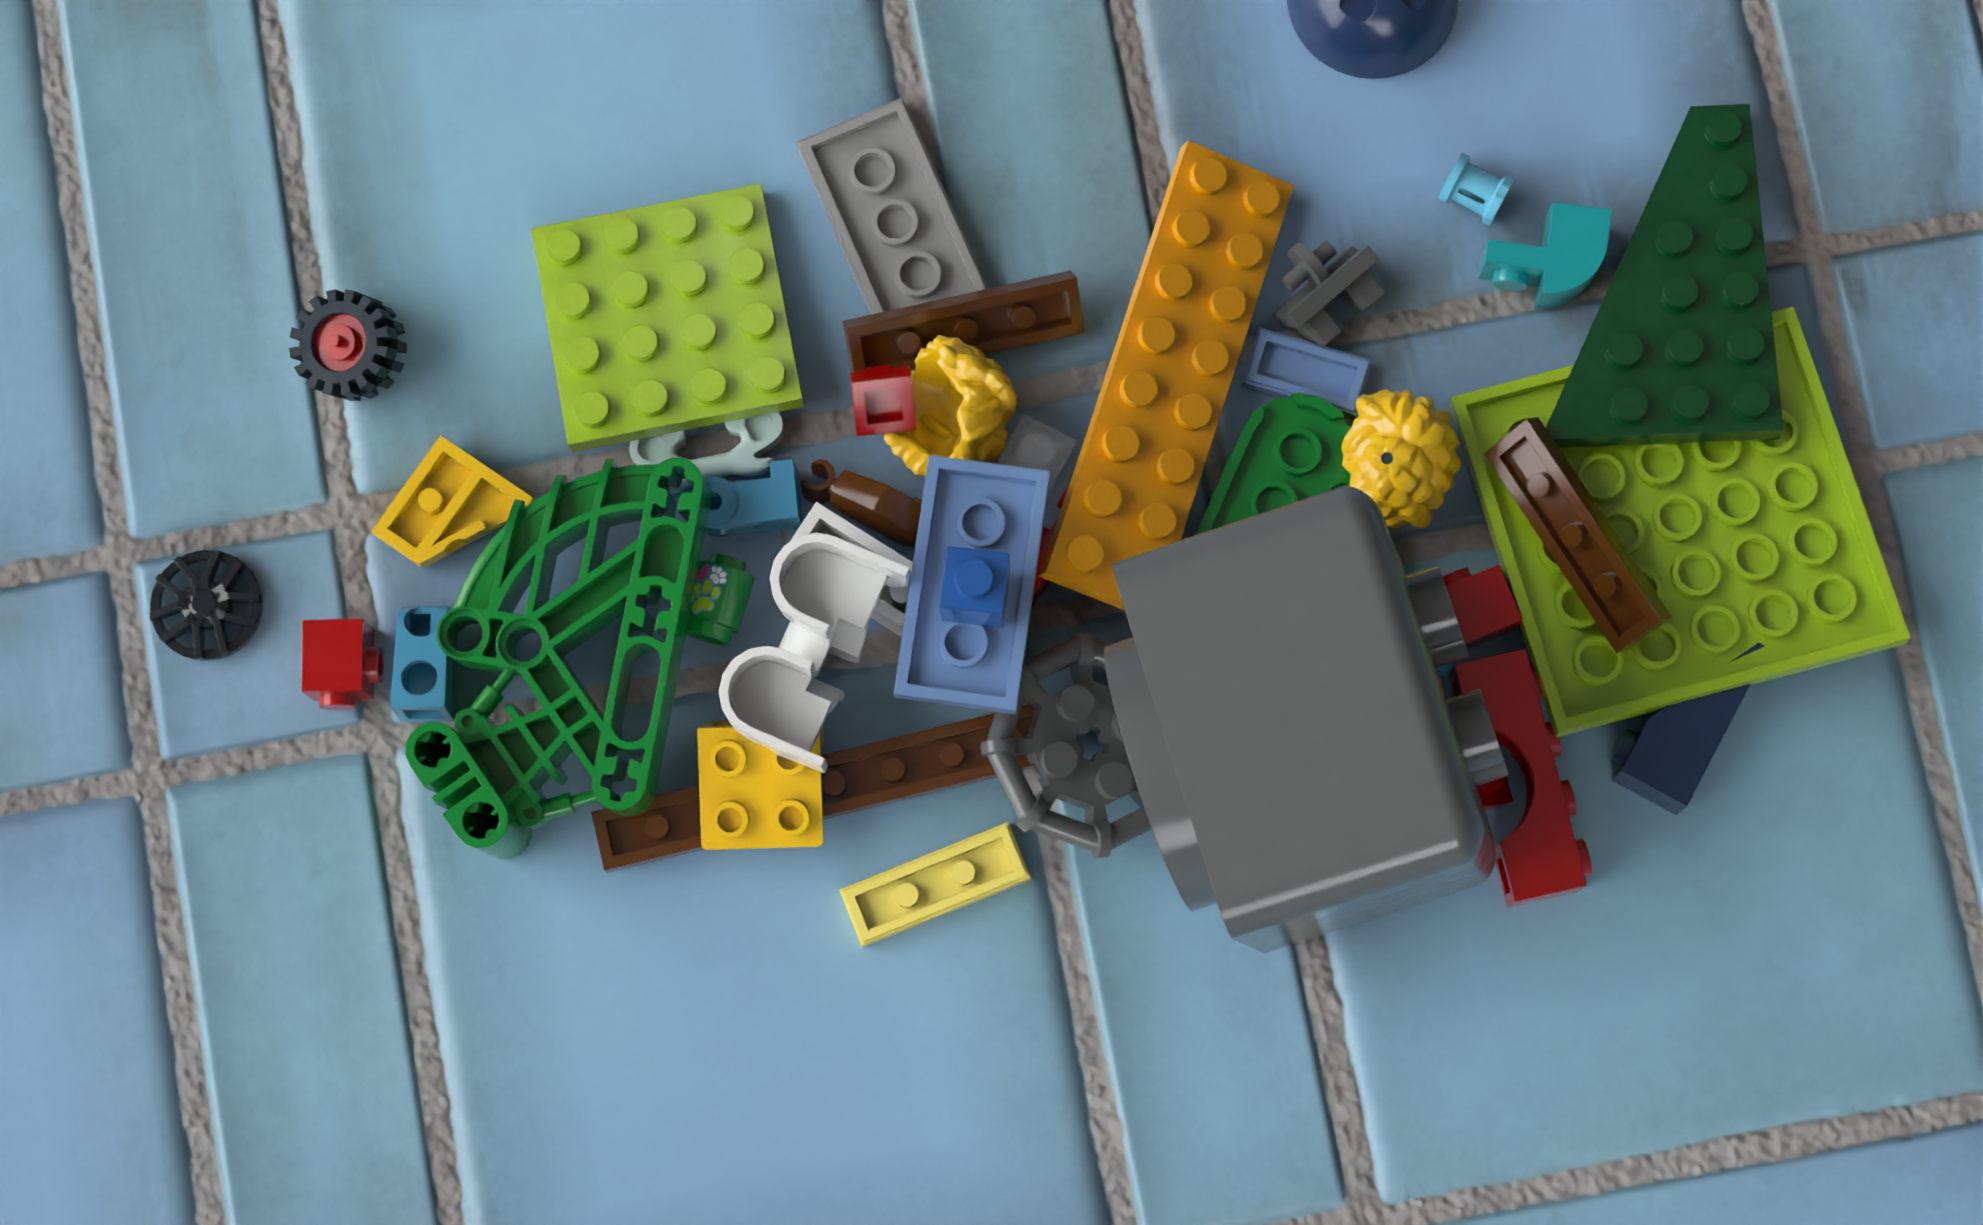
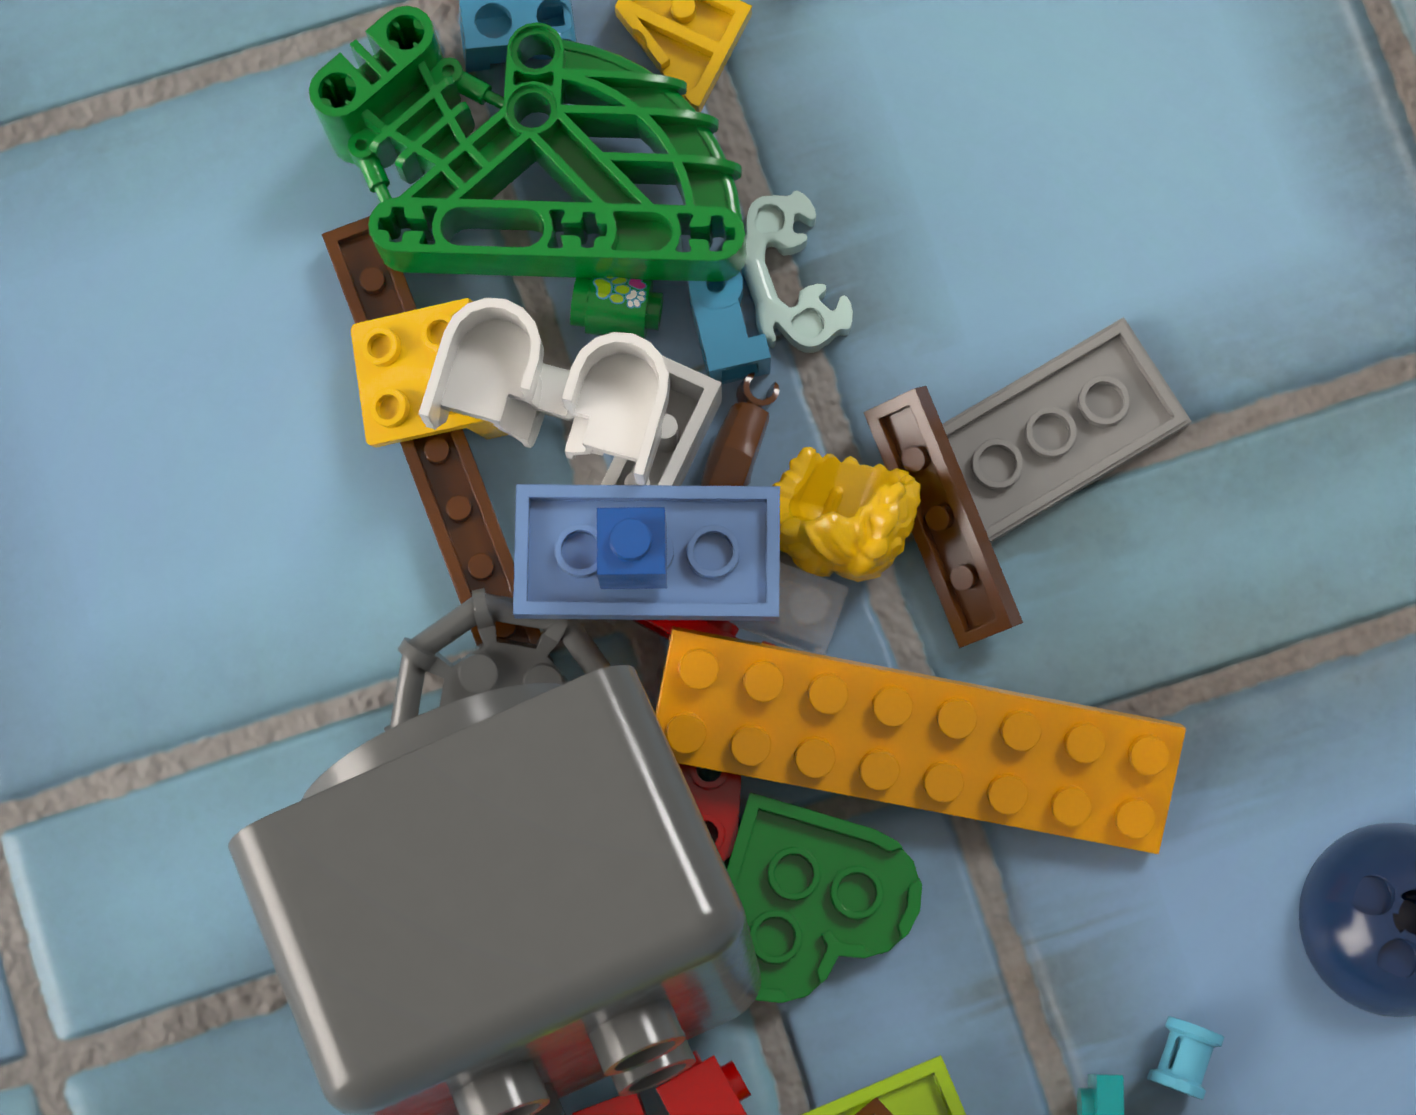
camera: 80 degrees right, 0 degrees up
(666, 318) = (911, 213): lime plate -> none
(883, 400) = (844, 437): red tile -> none
(935, 884) = (347, 570): light yellow tile -> none
(1292, 365) = (952, 894): medium blue tile -> none
(1347, 274) = (1065, 925): dark grey hips -> none
(1421, 451) = (874, 1019): yellow hair -> none

